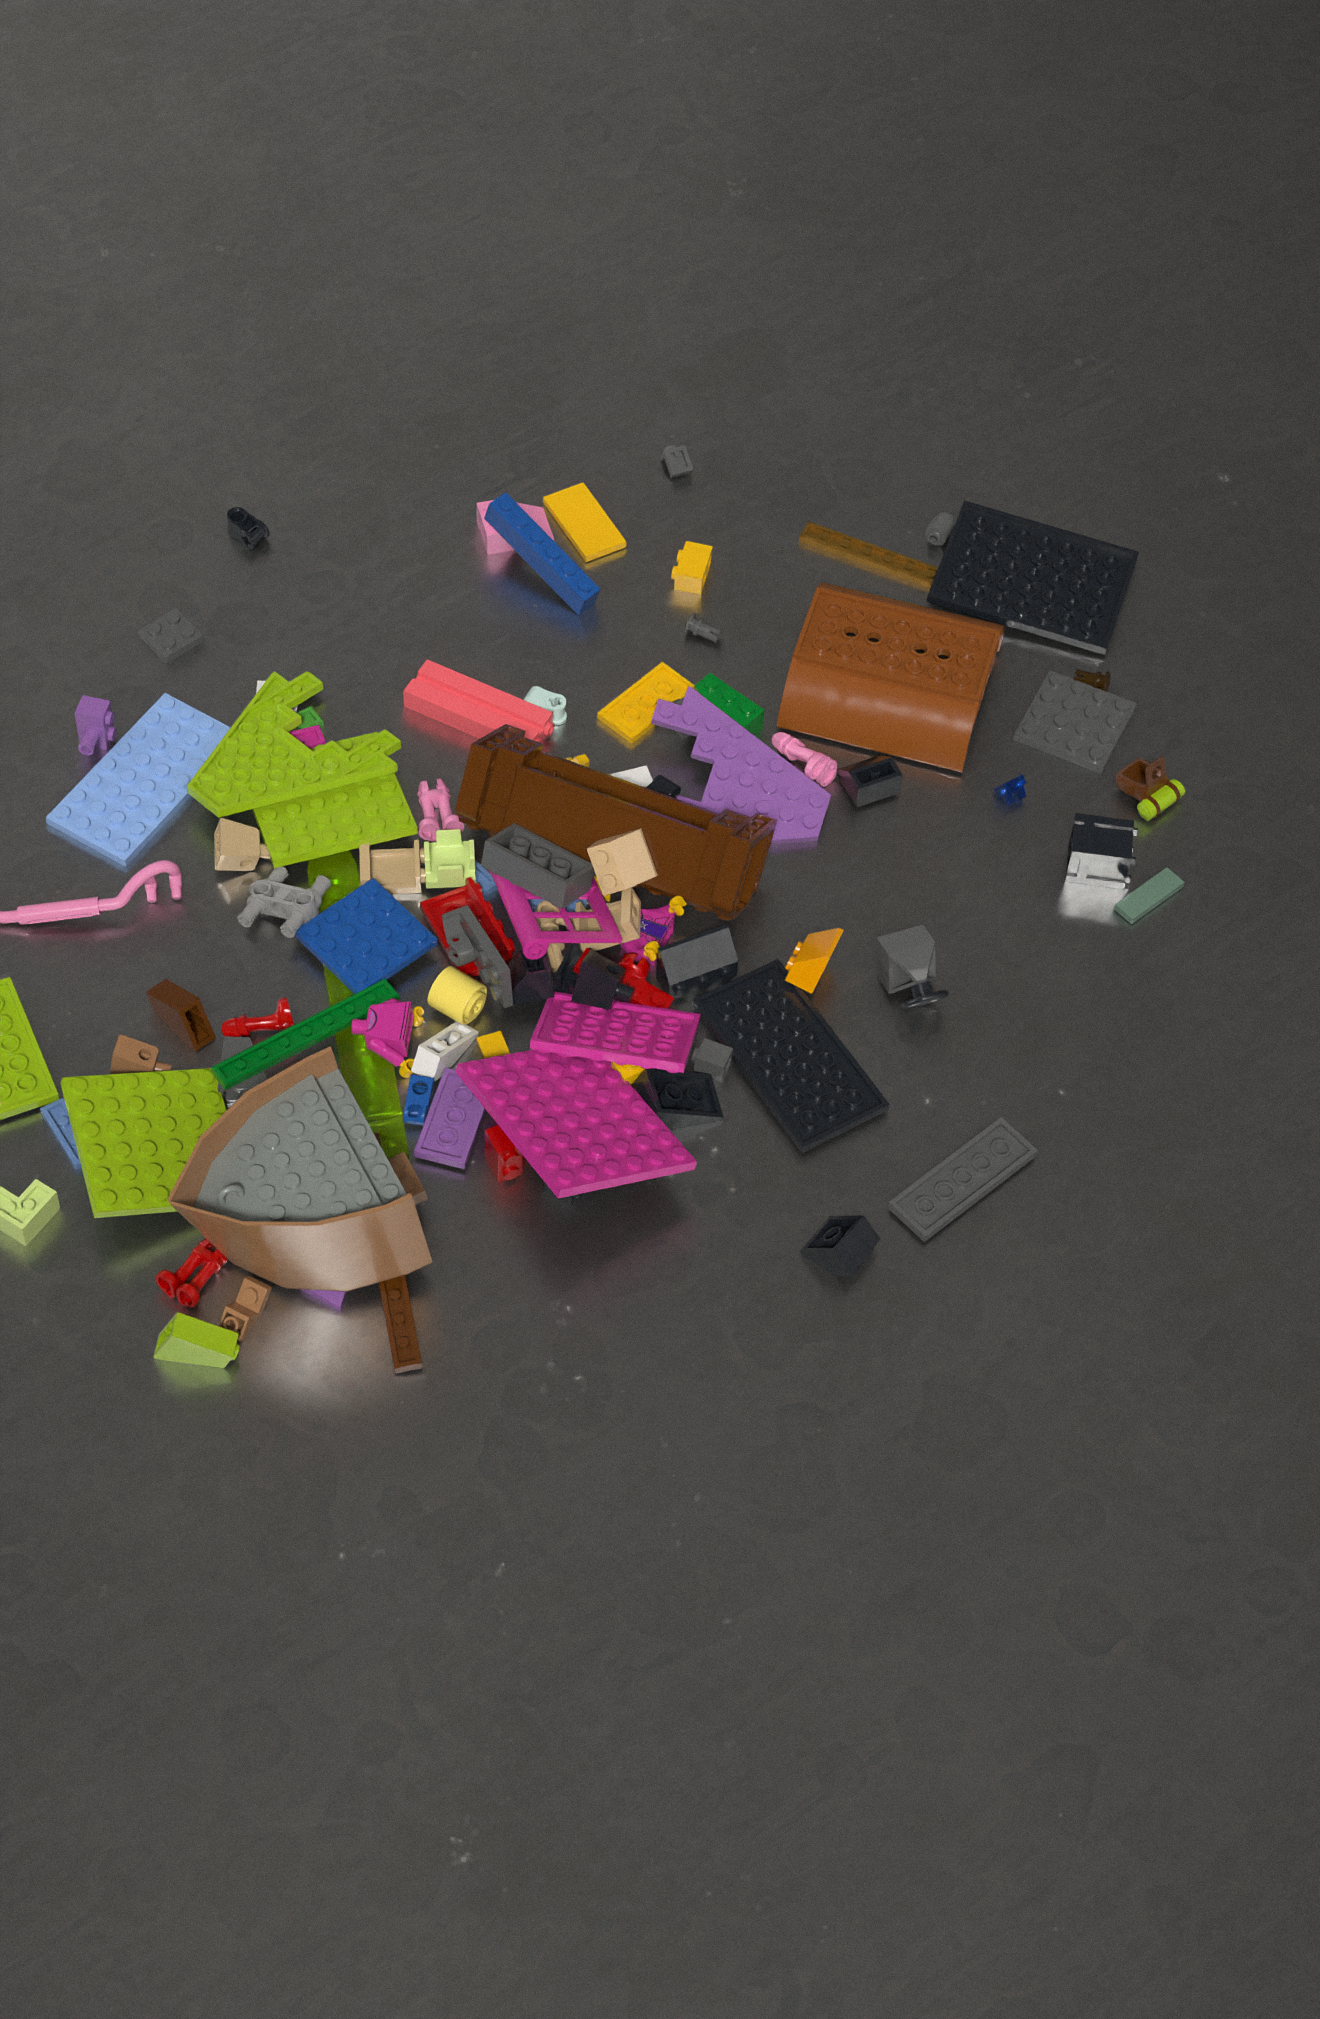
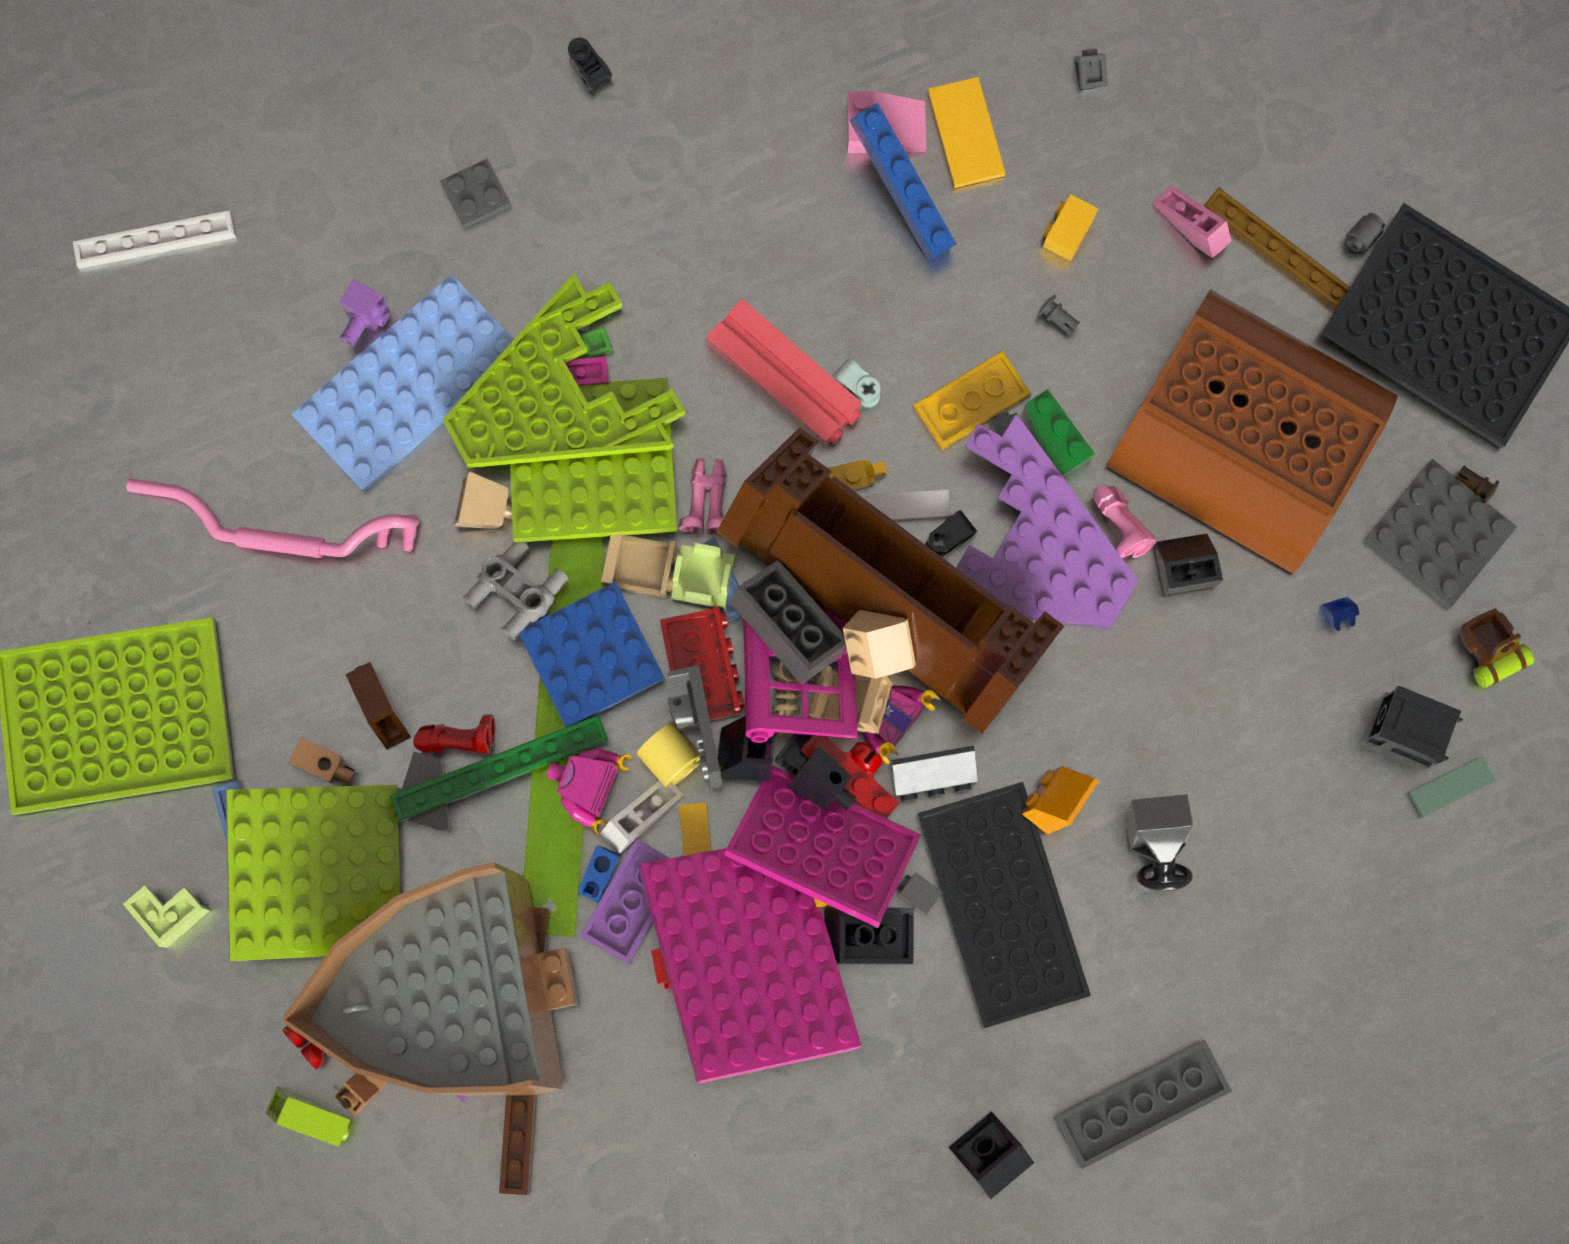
camera: 15 degrees right, 25 degrees up
(798, 546) = (1194, 221): none -> bright pink slope

